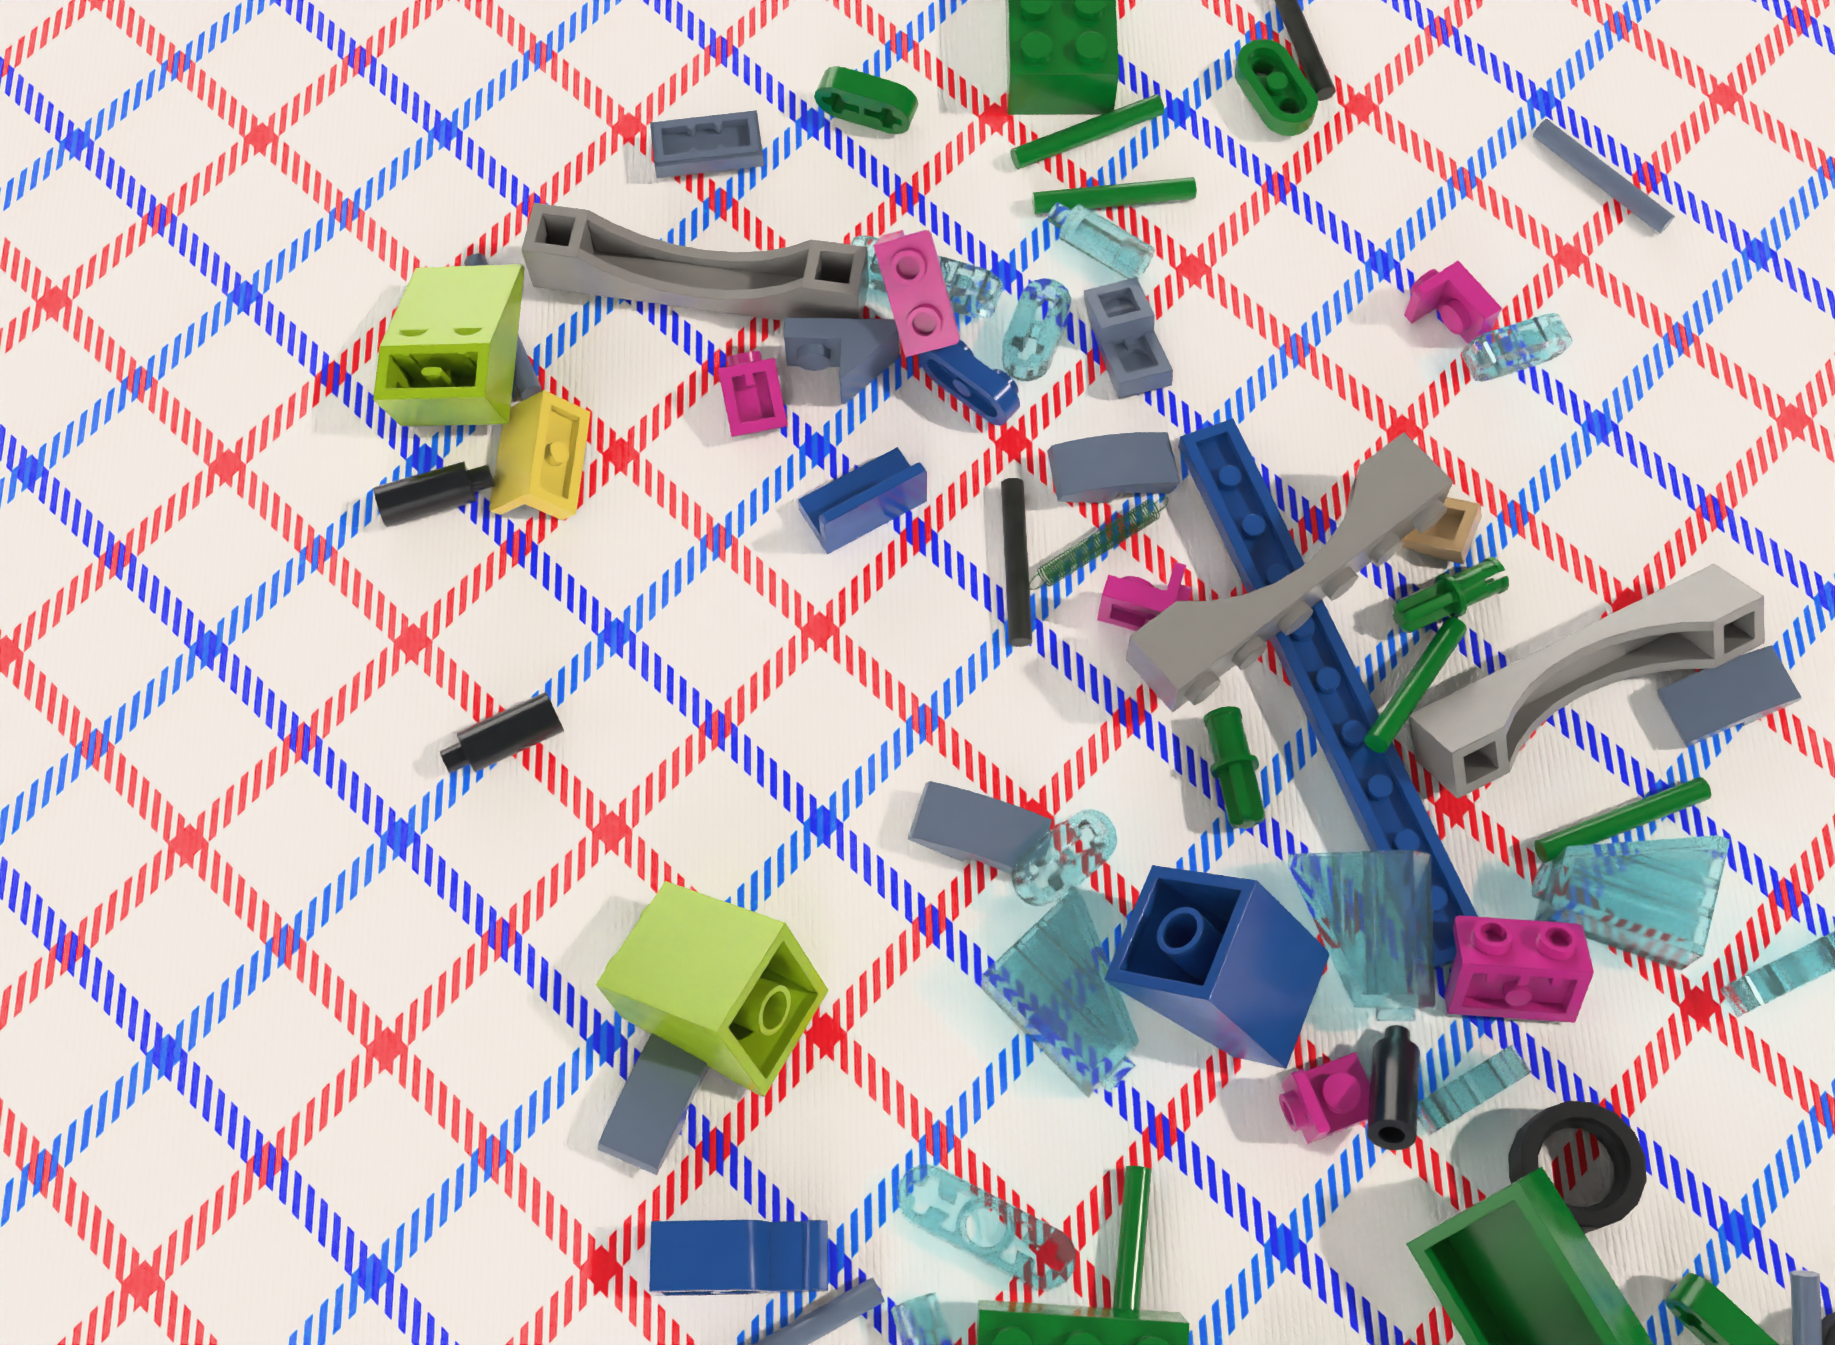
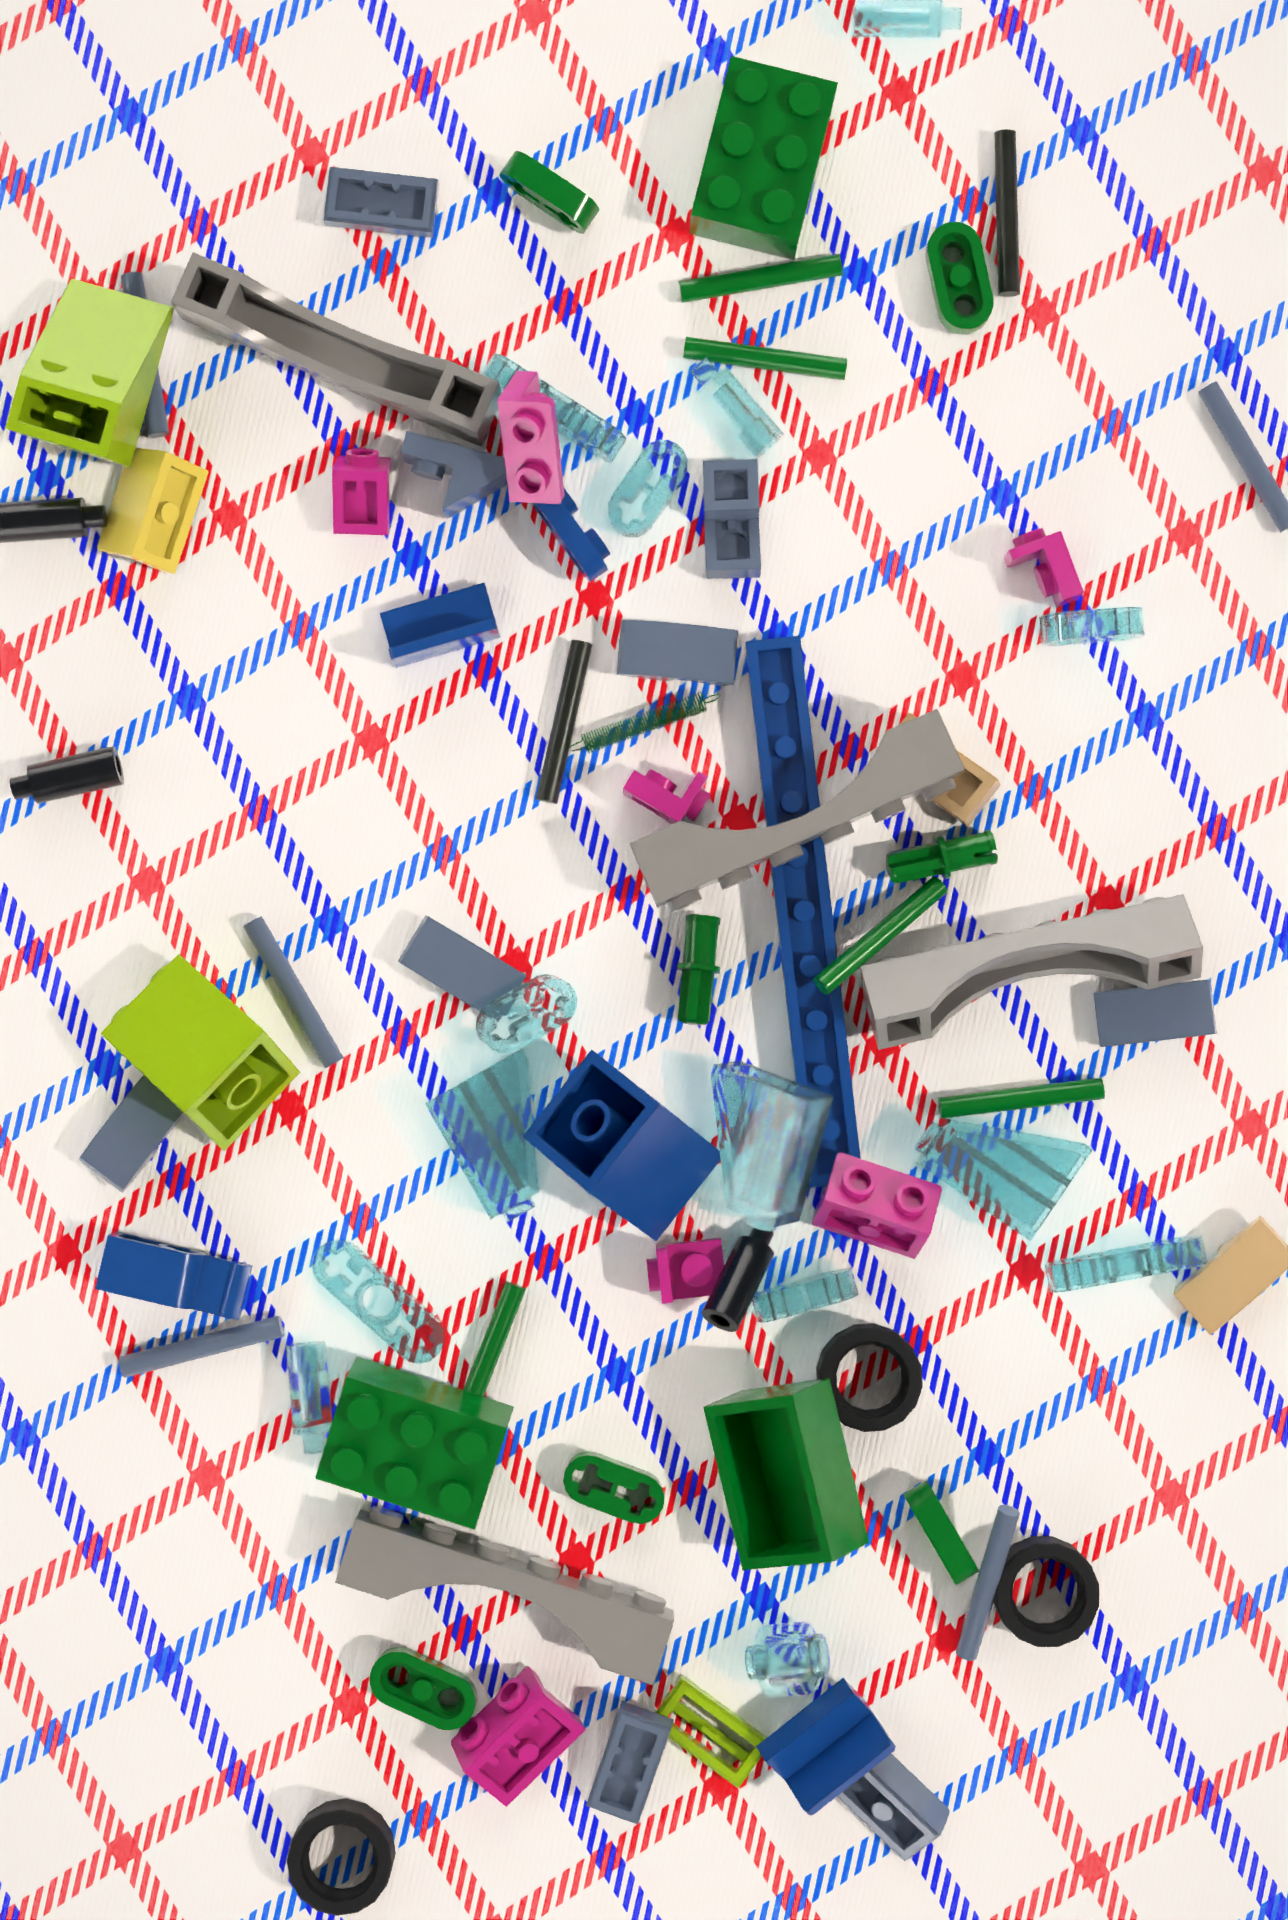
camera: 15 degrees right, 20 degrees up
(800, 904) = (293, 992): none -> sand blue bar

